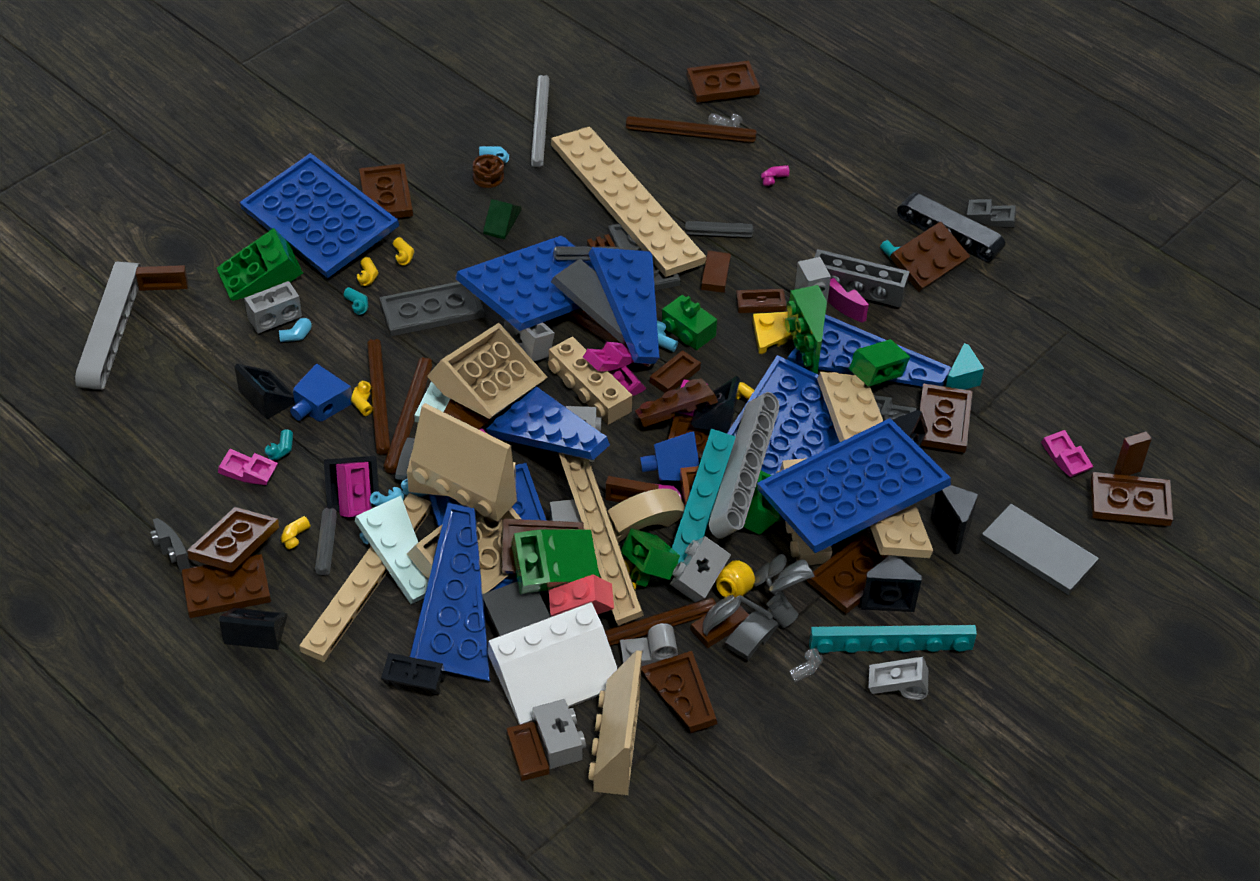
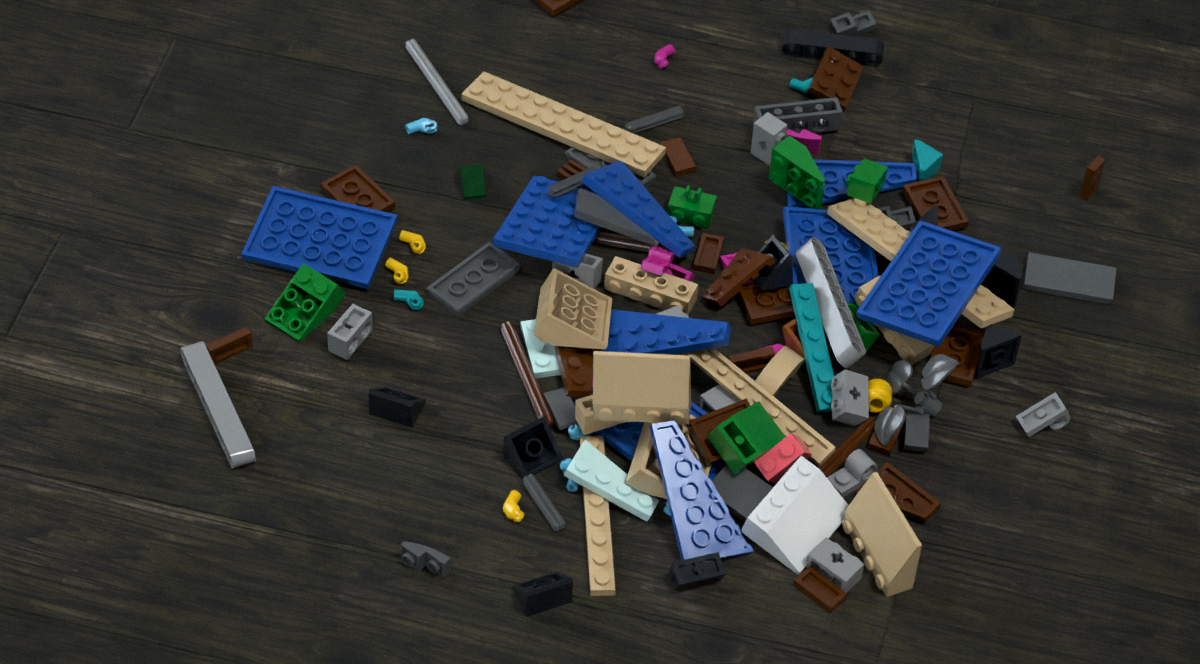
camera: 30 degrees left, 0 degrees up
(219, 590) = (492, 572): reddish brown plate -> none
(233, 539) = (475, 531): reddish brown plate -> none
(247, 469) = (434, 473): dark pink slope -> none
(278, 451) = (448, 443): teal arm -> none
(298, 331) = (381, 345): medium azure arm -> none
(320, 395) = (446, 388): blue torso -> none
(353, 488) = (538, 451): dark pink slope -> none
(360, 397) = (476, 377): yellow arm -> none
(377, 498) = (568, 447): medium azure arm -> none
(378, 396) = (491, 370): reddish brown axle -> none
(488, 170) = (429, 143): reddish brown wheel -> none
(649, 555) = (808, 403): green brick -> none
(672, 456) = (766, 320): blue torso -> none
(691, 129) = (566, 42): reddish brown axle -> none
(716, 119) = (589, 26): clear arm -> none
(756, 300) = (733, 169): reddish brown tile -> none
(770, 330) = (756, 186): yellow wing -> none
(808, 668) = (973, 438): clear arm -> none
(893, 638) = (1017, 389): teal plate -> none
(1065, 454) = (1046, 201): dark pink slope -> none
(1131, 499) = (1108, 213): reddish brown plate -> none

